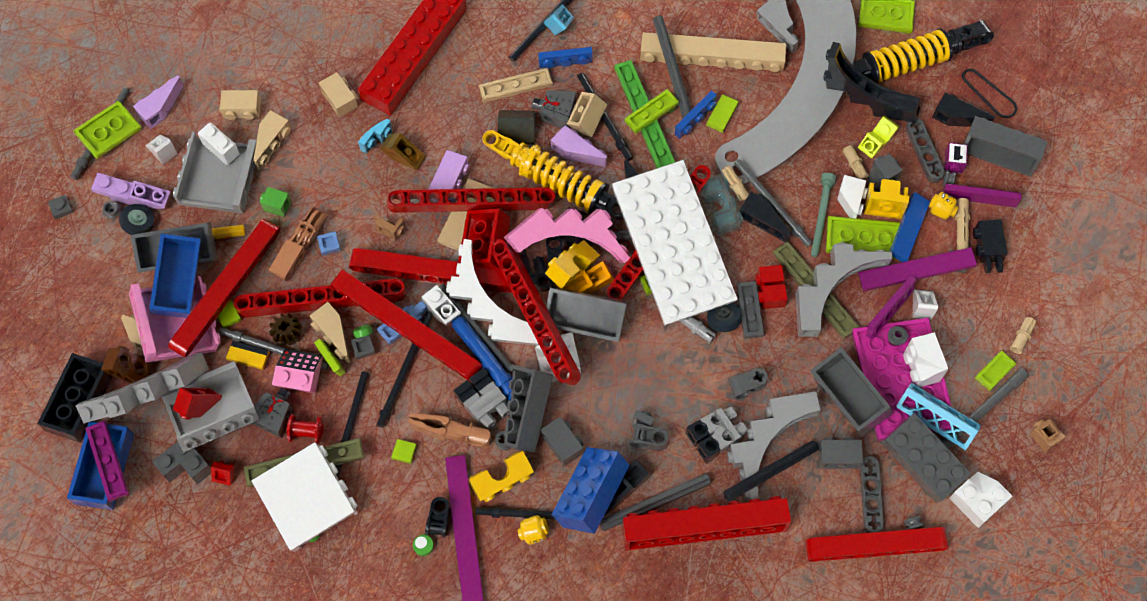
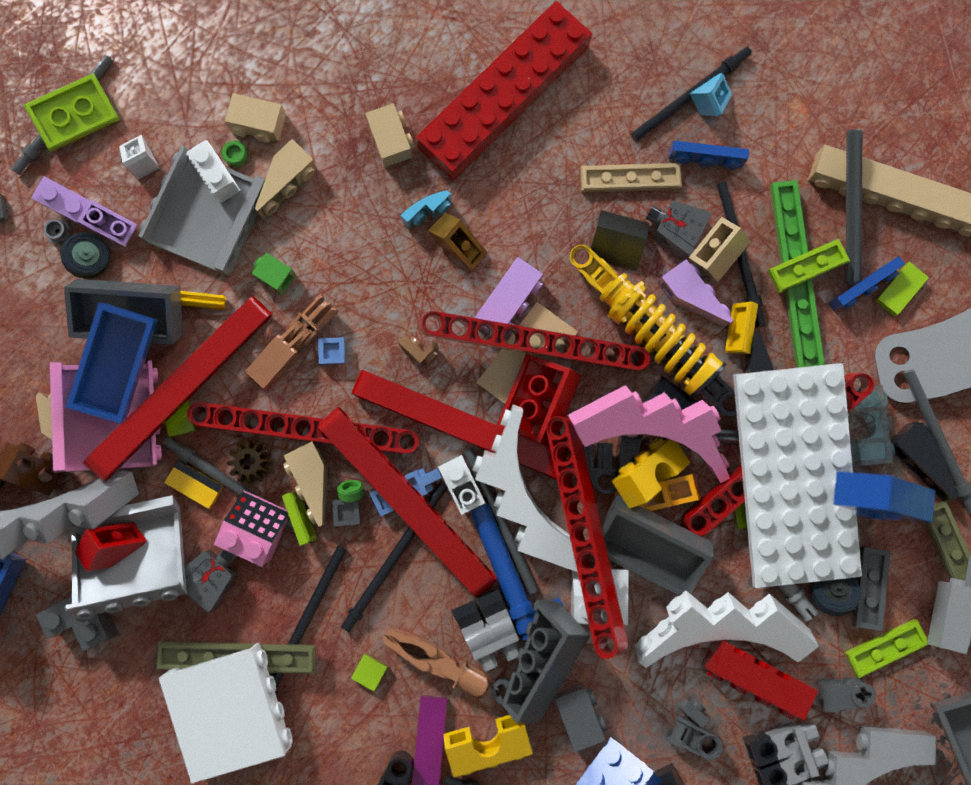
camera: 10 degrees right, 15 degrees up
(157, 105) = (146, 91): lavender slope -> none
(222, 473) = (127, 646): red tile -> none
(231, 131) = (234, 153): none -> bright green tile
(305, 429) = (246, 612): red hose -> none
(615, 162) = (741, 328): none -> yellow tile
(625, 355) = (726, 620): none -> white arch
(683, 385) = (759, 678): none -> red wedge
(734, 238) = (883, 497): none -> blue brick
(735, 183) = (898, 401): tan axle -> none
(772, 291) = (906, 563): red piece -> none
(772, 347) = (886, 648): none -> lime tile

